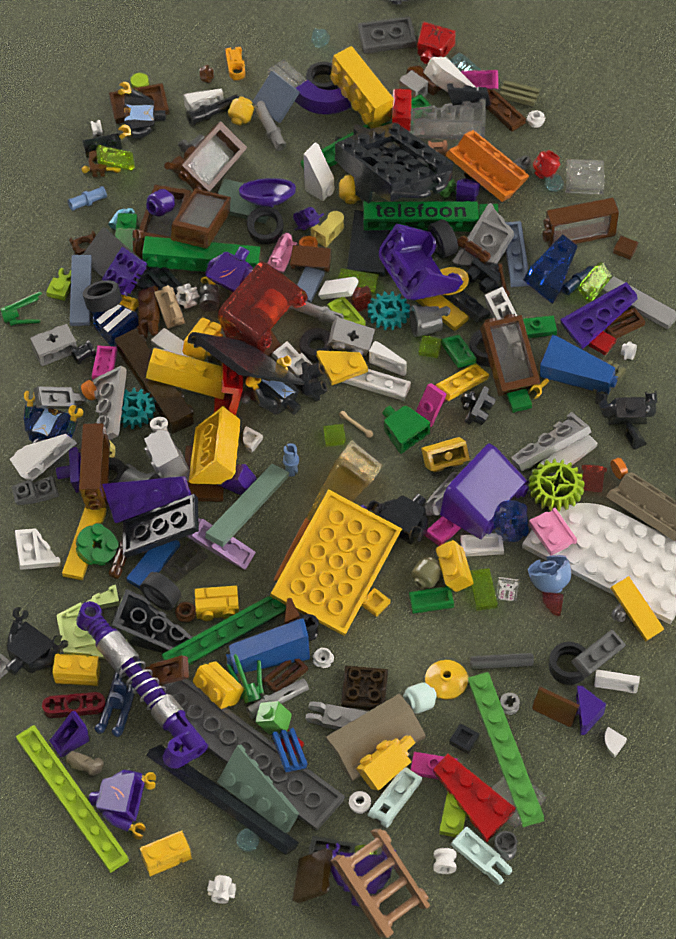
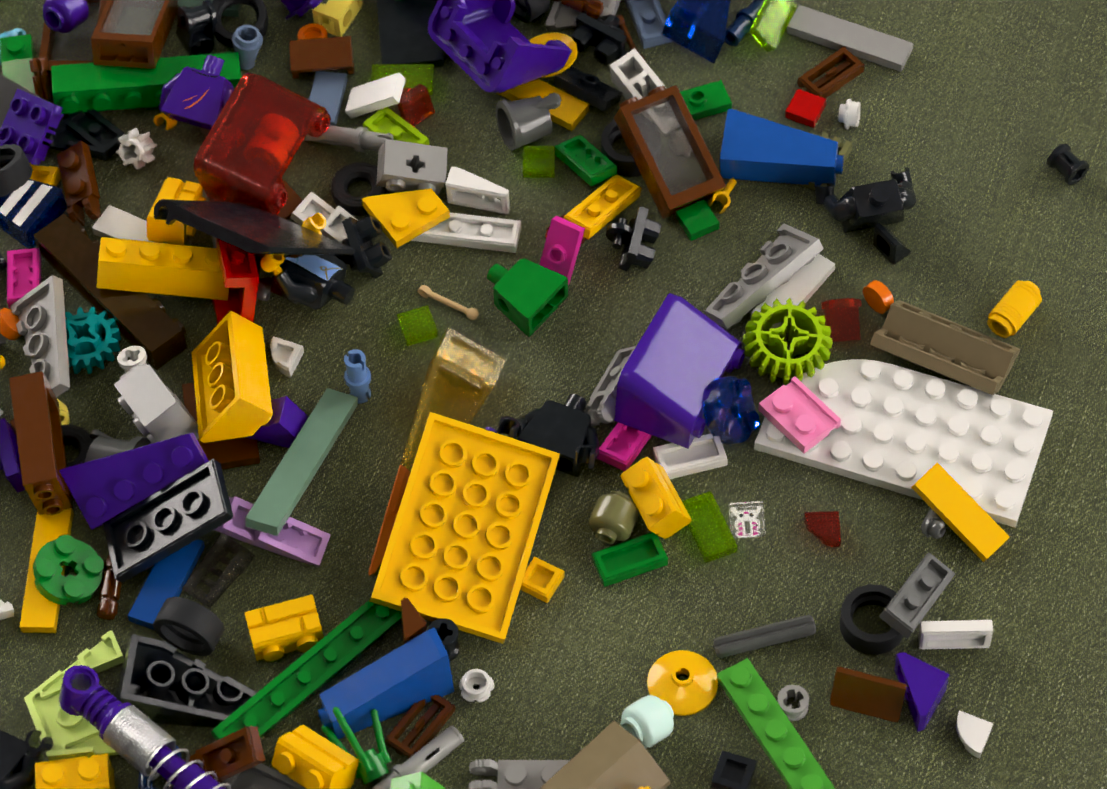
camera: 10 degrees left, 0 degrees up
(169, 307) = (111, 170): tan hinge -> none
(185, 607) = (232, 645): reddish brown plate -> none
(209, 297) = (172, 145): dark grey wheel -> none
(238, 227) = (197, 28): none -> black piece
(266, 242) = (247, 42): none -> sand blue cone
(282, 252) = (274, 54): bright pink hinge -> none
(364, 687) = (553, 721): dark brown tile -> none
(388, 310) = (462, 116): teal gear -> none
(445, 454) = (602, 324): yellow brick -> none
(550, 574) = (813, 482): medium blue cylinder -> none
(597, 315) = (787, 70): dark purple wing -> none

